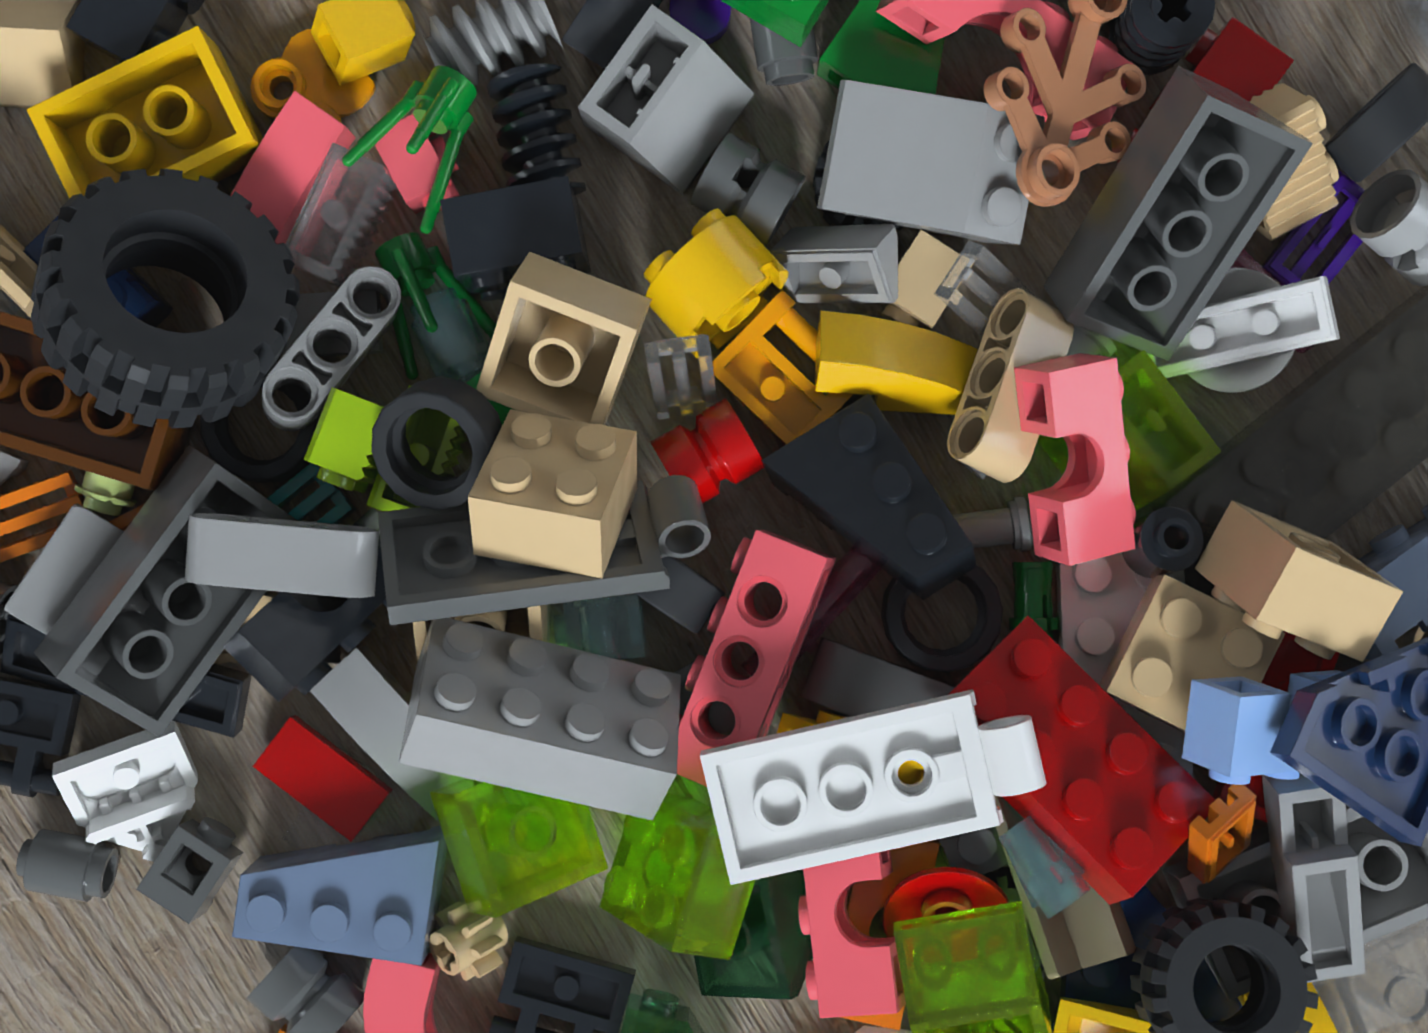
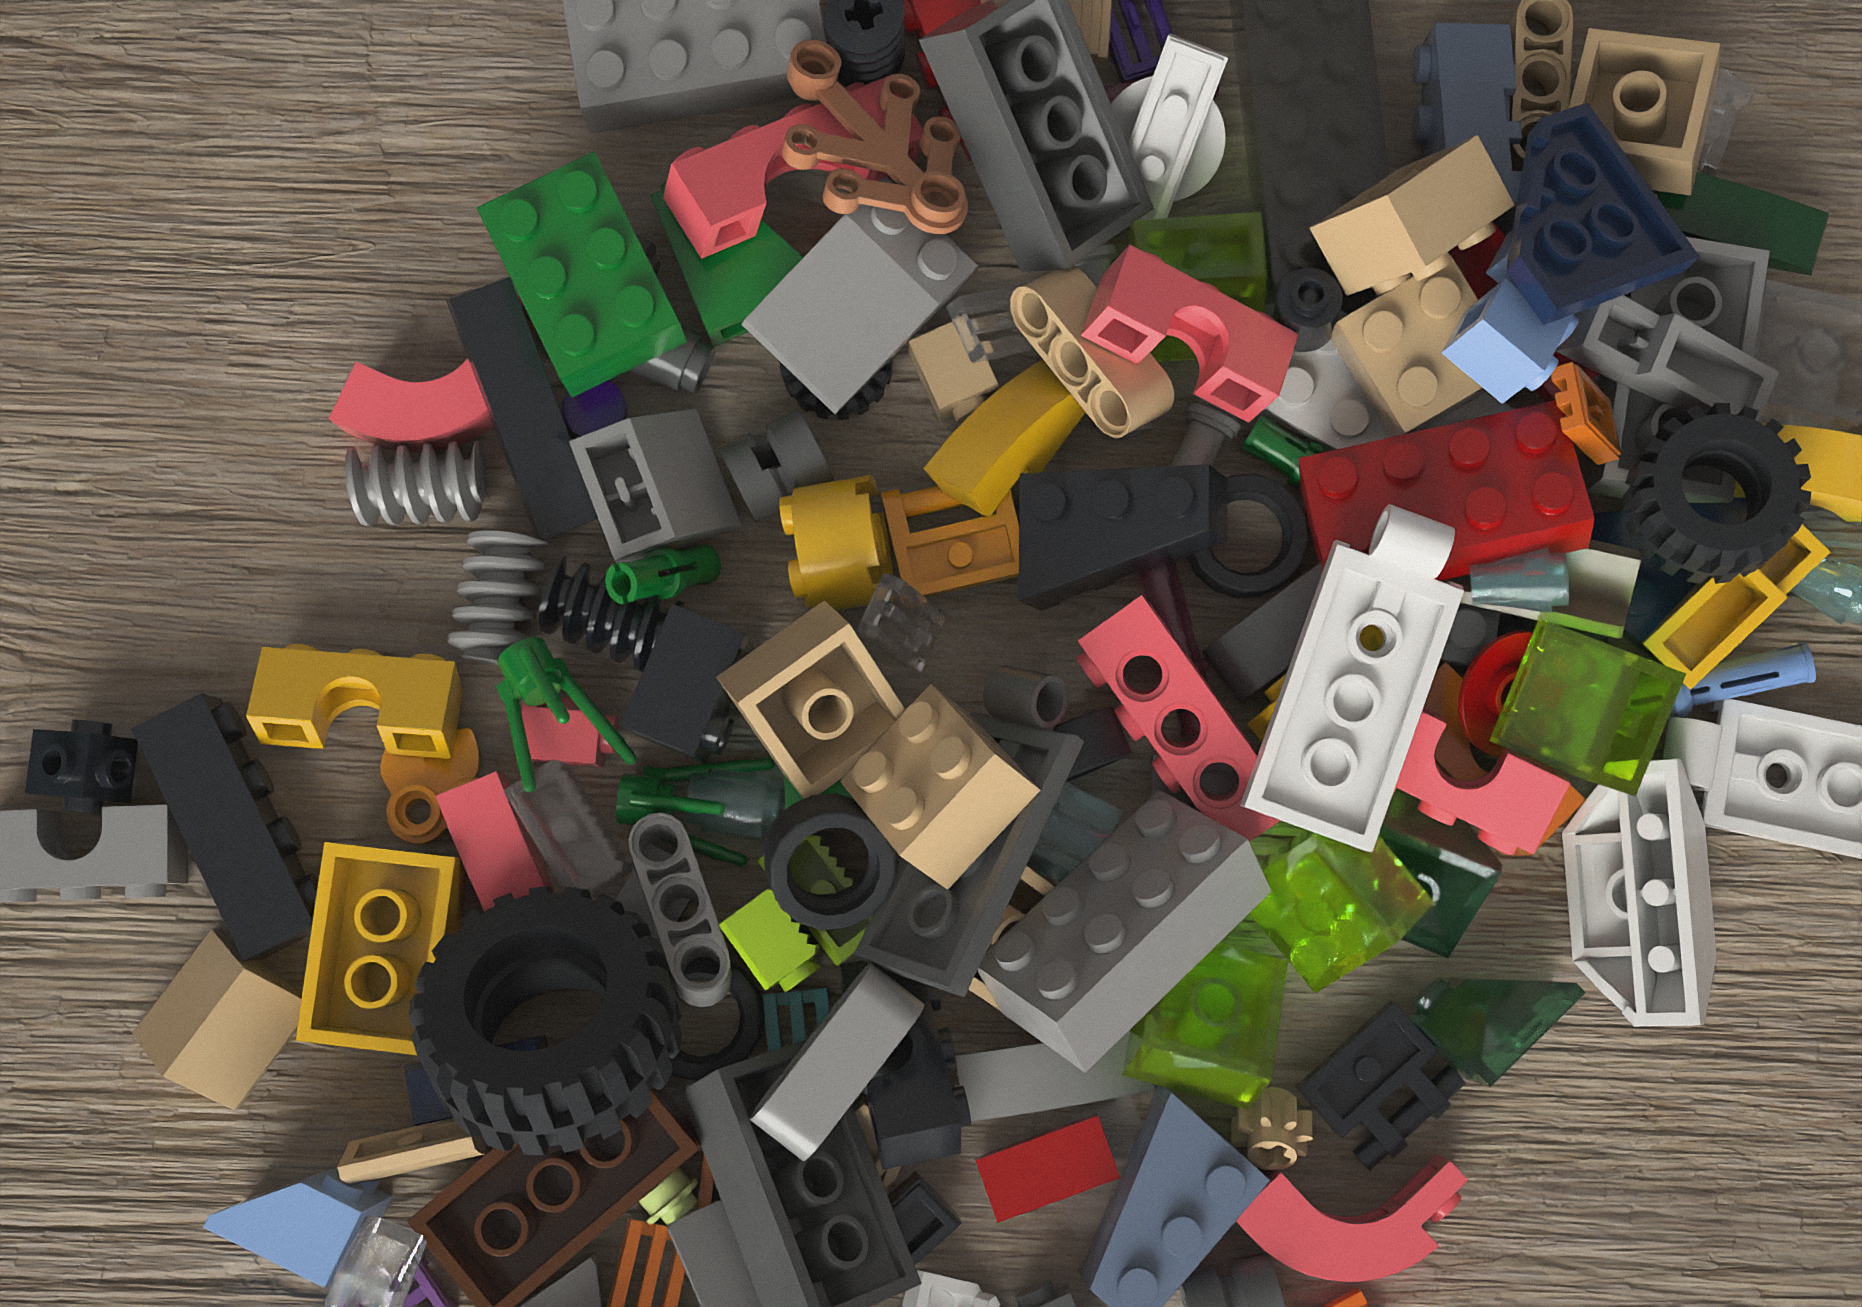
camera: 65 degrees left, 5 degrees down
(575, 137) = (641, 579): none -> green pin
(710, 452) = (980, 640): red wheel -> none
(840, 263) = (892, 426): light grey slope -> none

